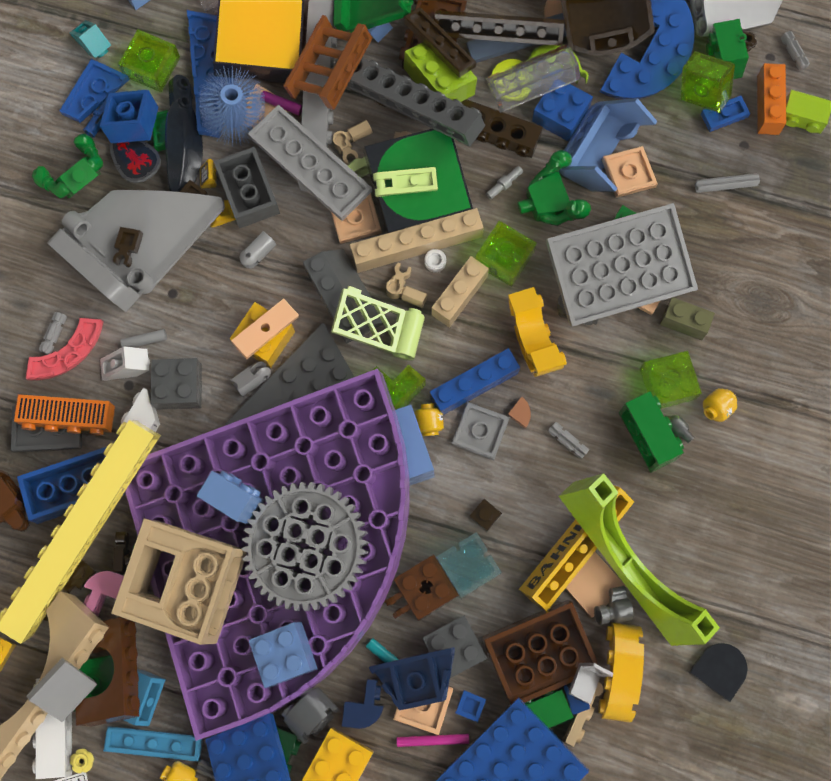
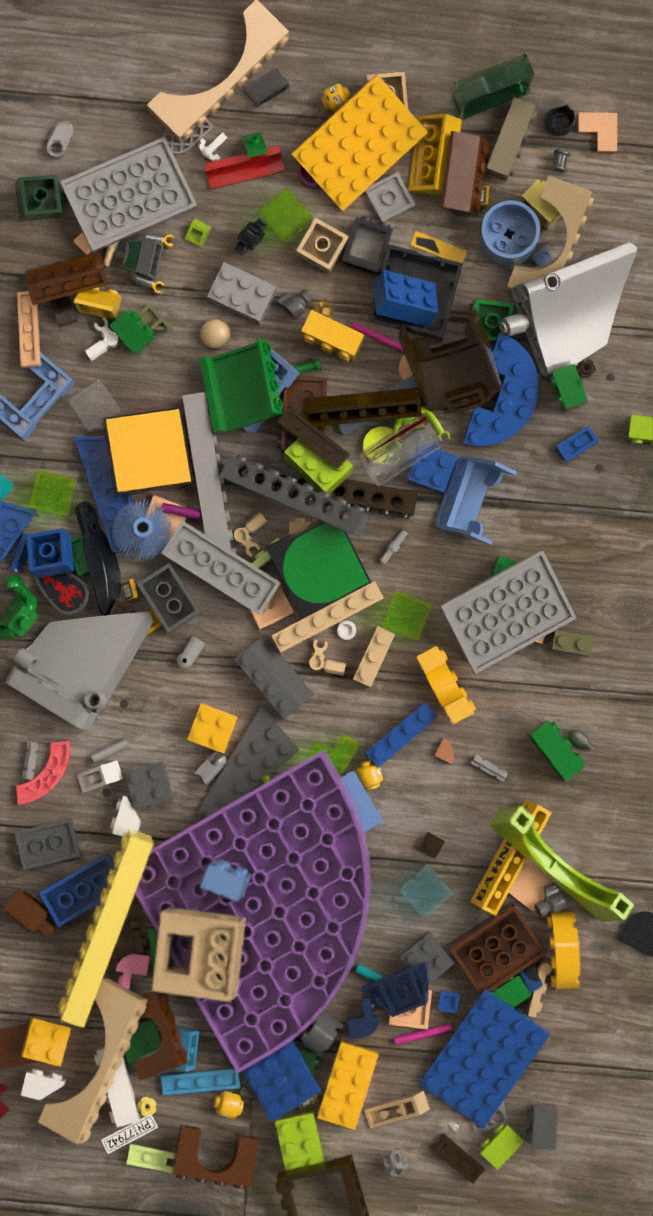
camera: 15 degrees left, 10 degrees up
(61, 690) = (124, 1056): light grey tile -> none
(64, 413) = (63, 831): orange brick -> none
(127, 242) = (78, 670): dark brown plate -> none
(269, 567) = (271, 881): light grey gear -> none
(275, 320) = (224, 719): light nougat tile -> none
(283, 654) = (294, 994): medium blue brick -> none
(342, 72) = (231, 485): dark orange fence -> none
(405, 334) = (334, 701): yellowish green piece -> none
(406, 181) = (310, 574): yellowish green plate -> none
(411, 582) = (381, 917): reddish brown hinge -> none
(480, 431) = (414, 774): light grey tile -> none
(548, 195) = (435, 555): green torso -> none
(586, 681) = (536, 966): light grey bracket -> none
(629, 171) = (501, 515): light nougat tile -> none
(671, 379) = (566, 701): clear neon green brick -> none
(707, 81) = (555, 423): clear neon green brick -> none
(720, 405) = (610, 713): yellow head -> none
(728, 182) = (588, 509): light grey axle -> none
(771, 99) = (615, 423): orange brick -> none
(795, 50) = (631, 369): light grey axle -> none

